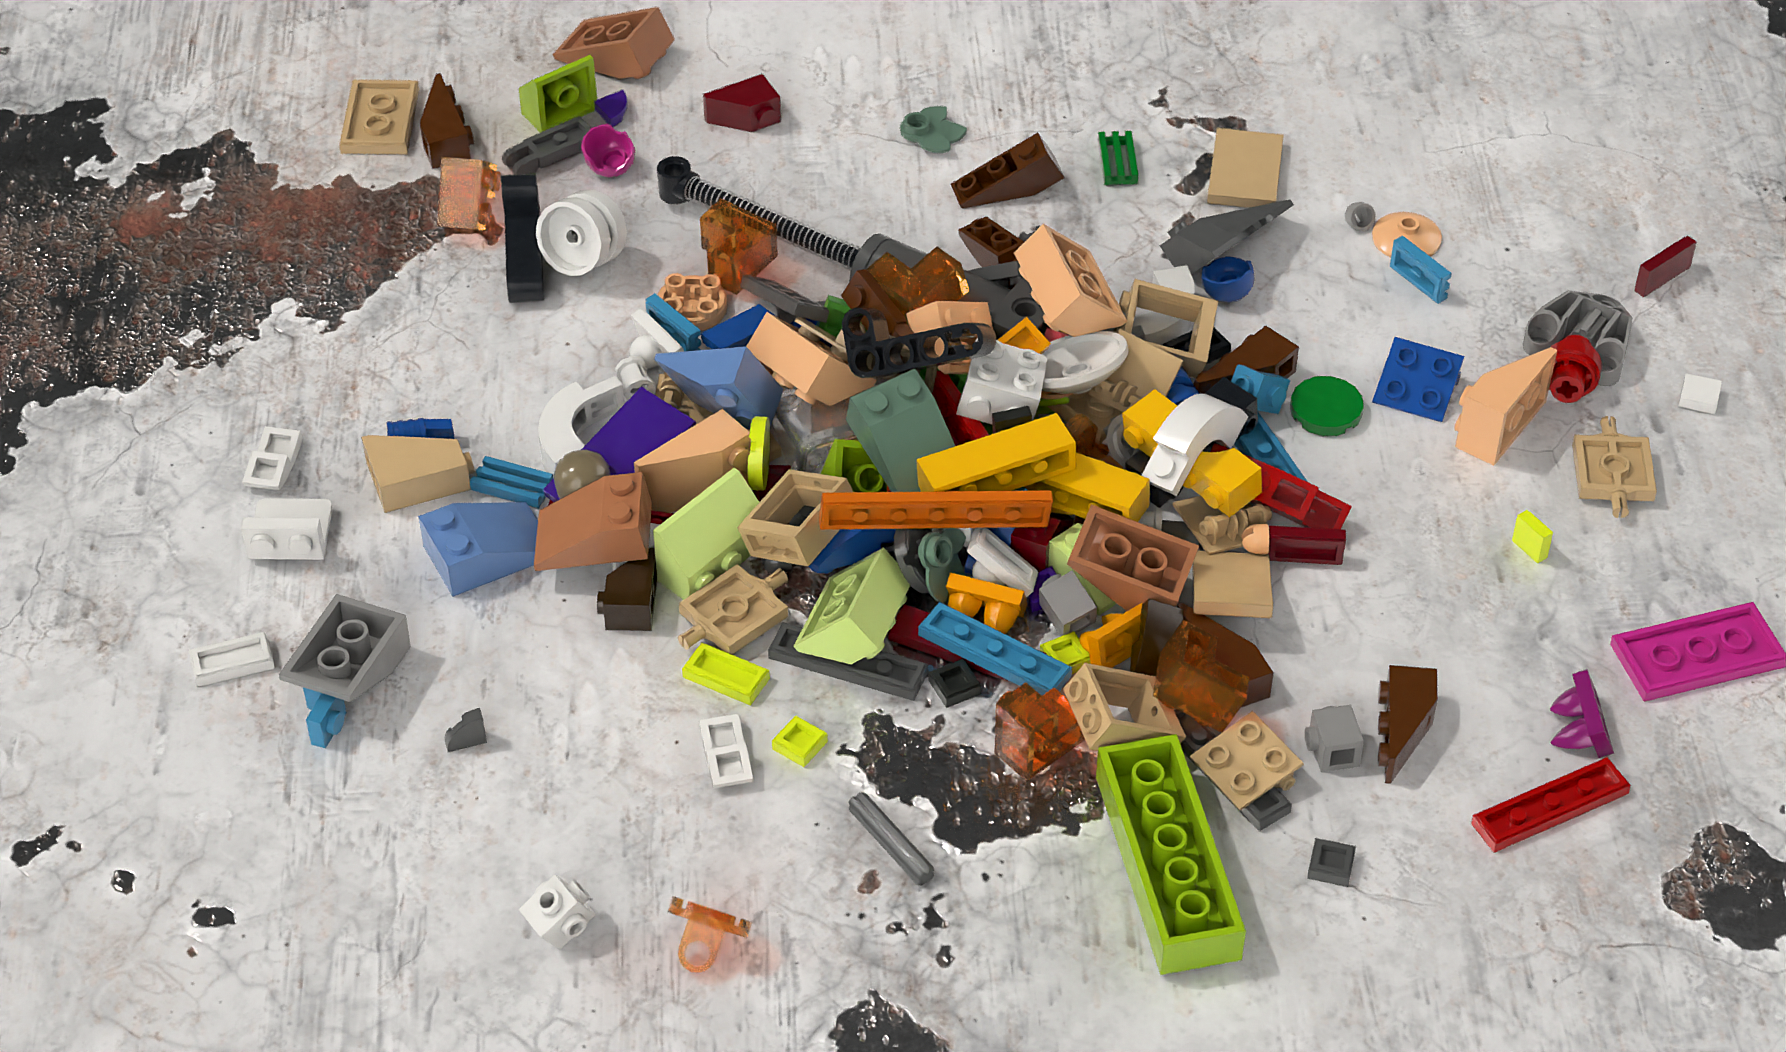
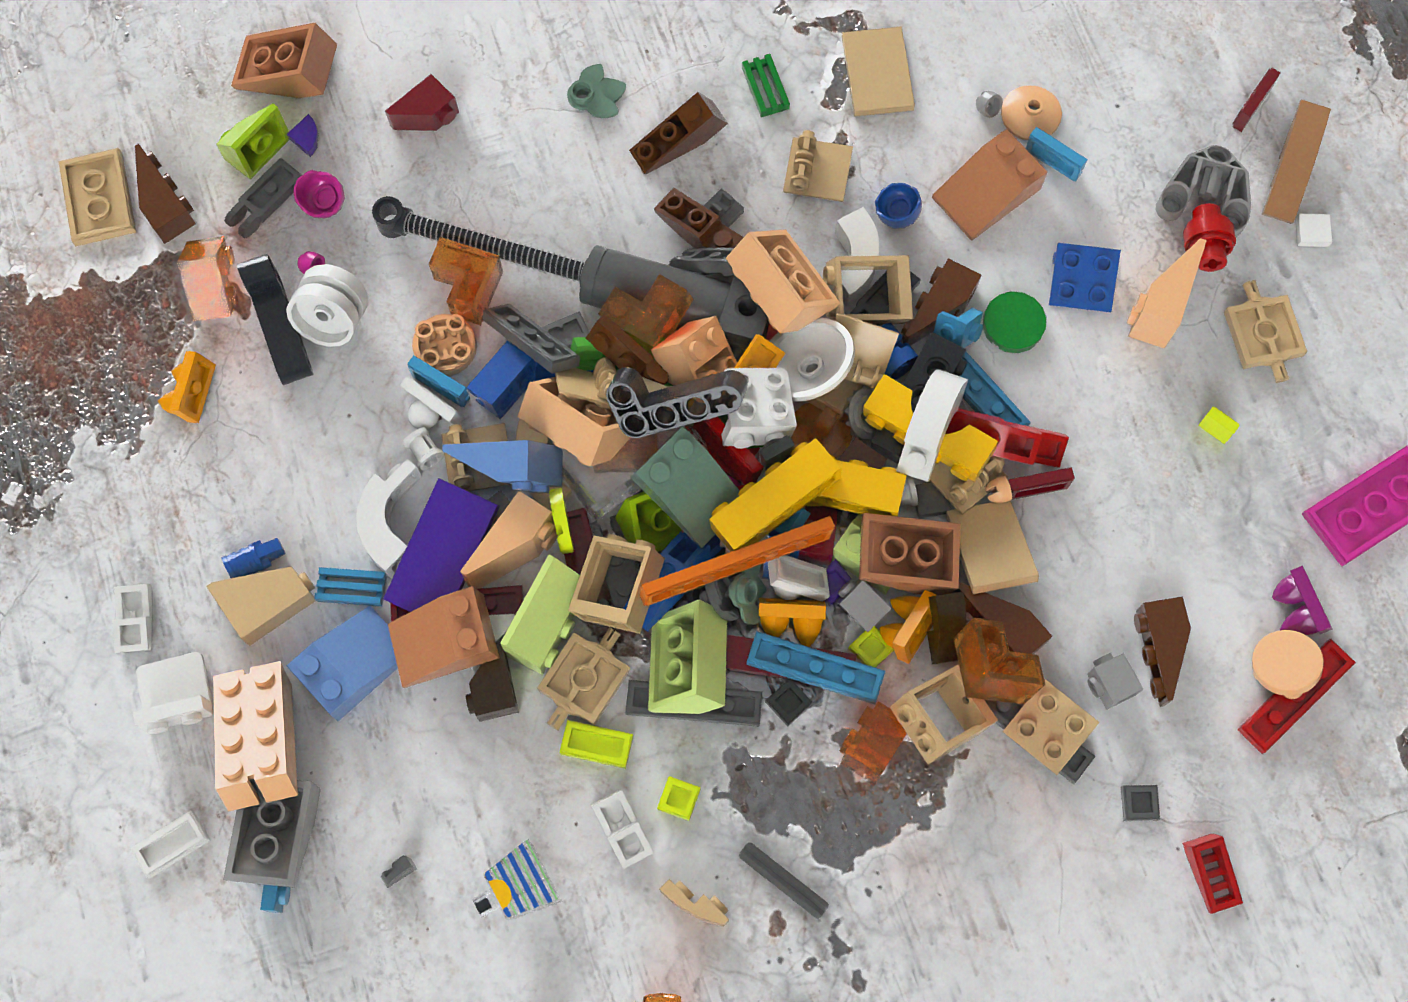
camera: 15 degrees left, 25 degrees up
(368, 551) = (254, 736): none -> light nougat piece
(411, 281) = (191, 389): none -> light orange tile
(579, 470) = (415, 584): dark tan hair -> none
(592, 771) = (517, 885): none -> torso
(783, 836) = (707, 910): none -> tan slope
(1143, 232) = (817, 168): none -> tan hinge
(1170, 855) = (1016, 844): lime brick -> none
(1216, 234) = (880, 169): dark grey wedge -> none
(1339, 281) = (990, 185): none -> nougat slope
(1398, 913) = (1224, 868): none -> red slope
(1545, 762) = (1287, 663): none -> light nougat tile
(1695, 327) = (1296, 161): none -> medium nougat slope

